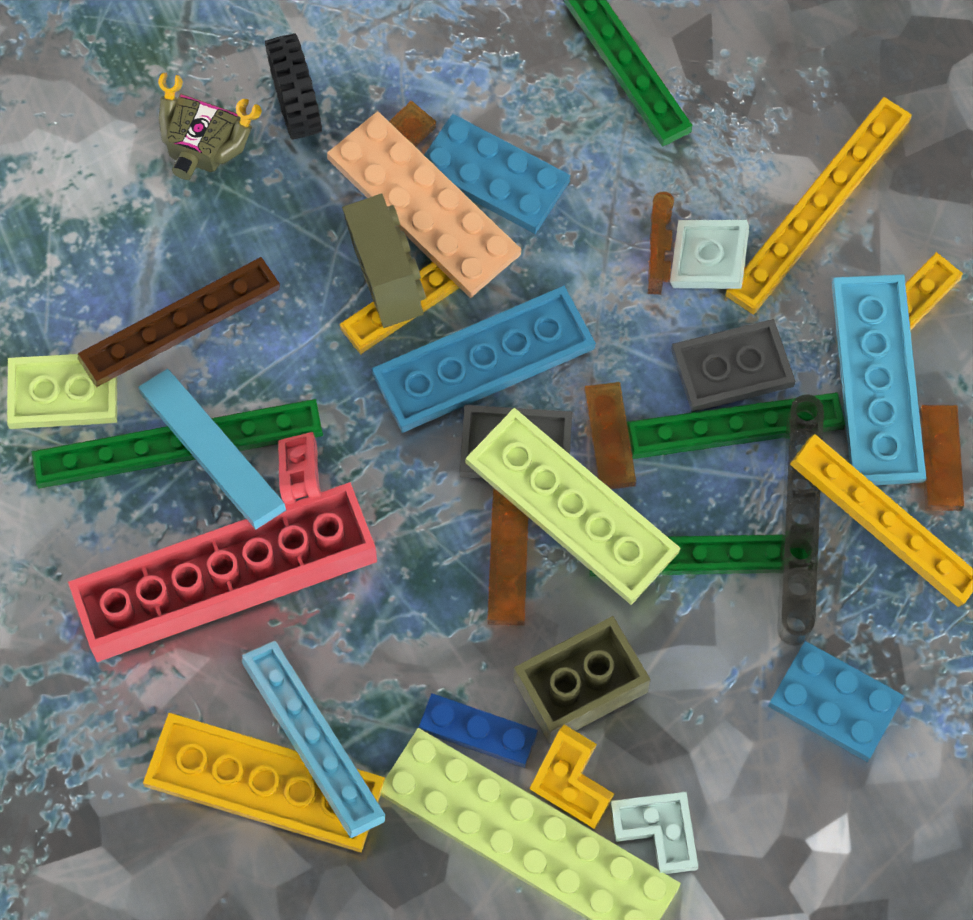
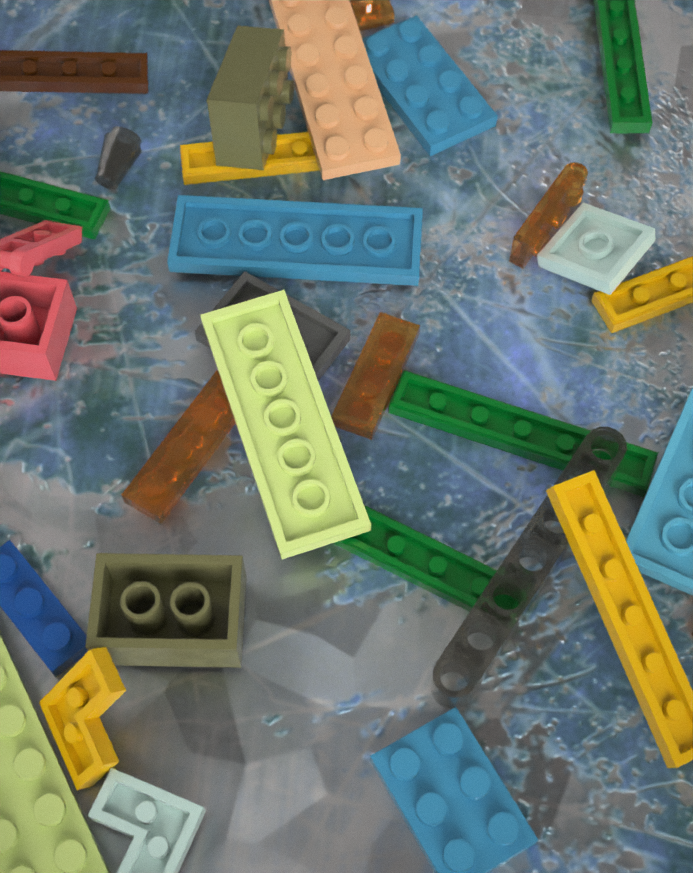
camera: 30 degrees right, 5 degrees down
(297, 356) = (117, 156): none -> clear smoke cone
(732, 365) = (555, 369): dark grey plate -> none

